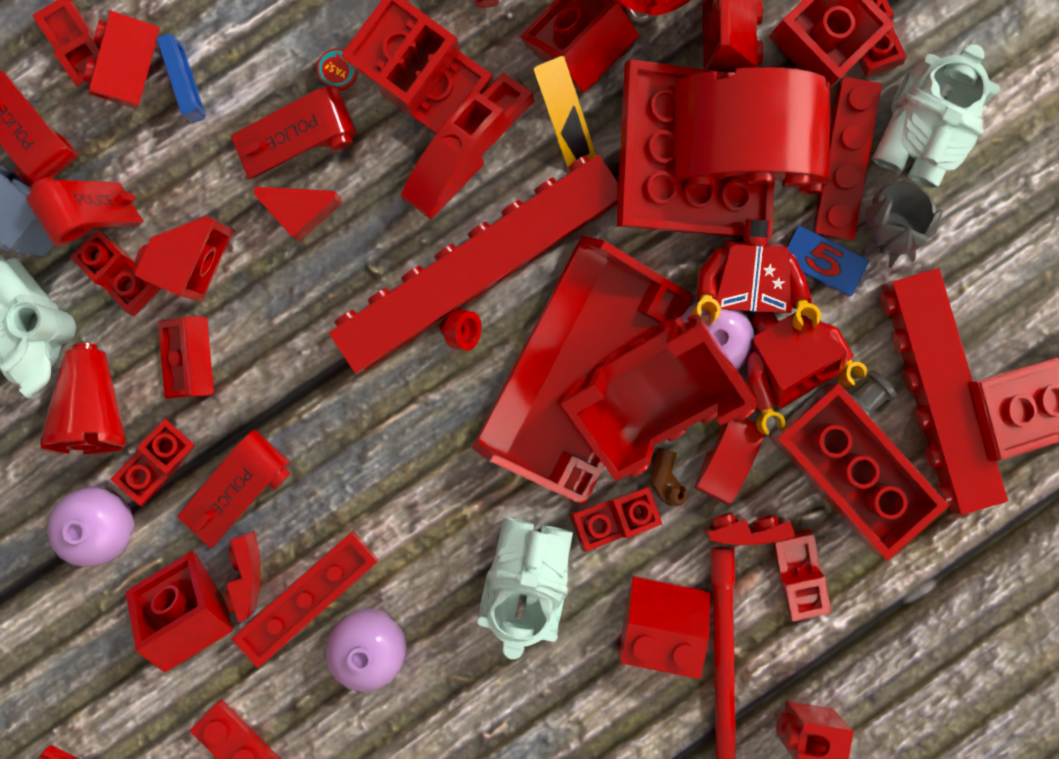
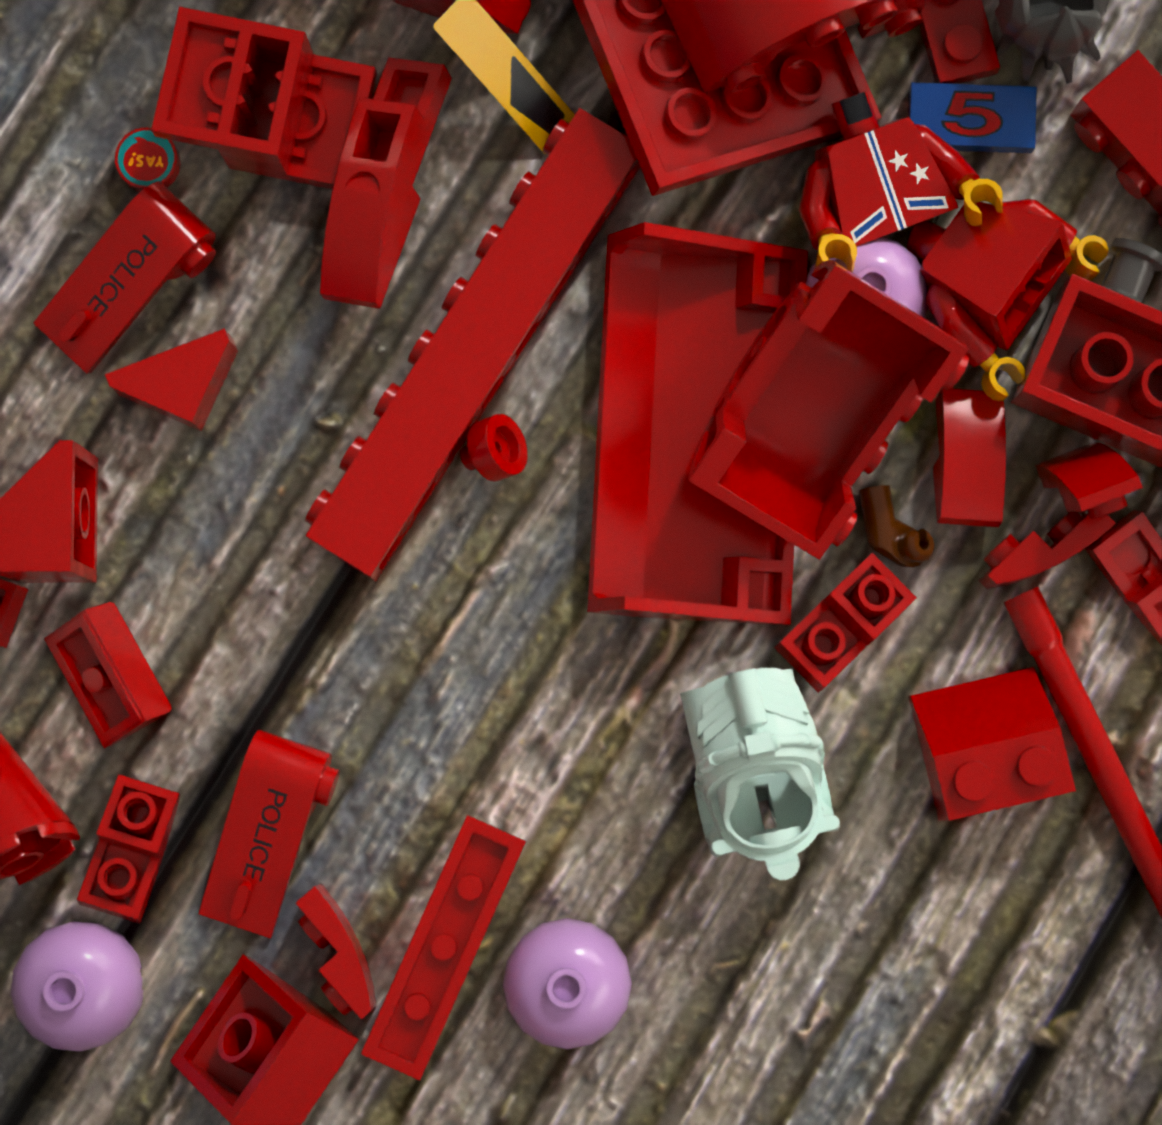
camera: 15 degrees left, 5 degrees down
(793, 504) = (1090, 479): none -> red slope

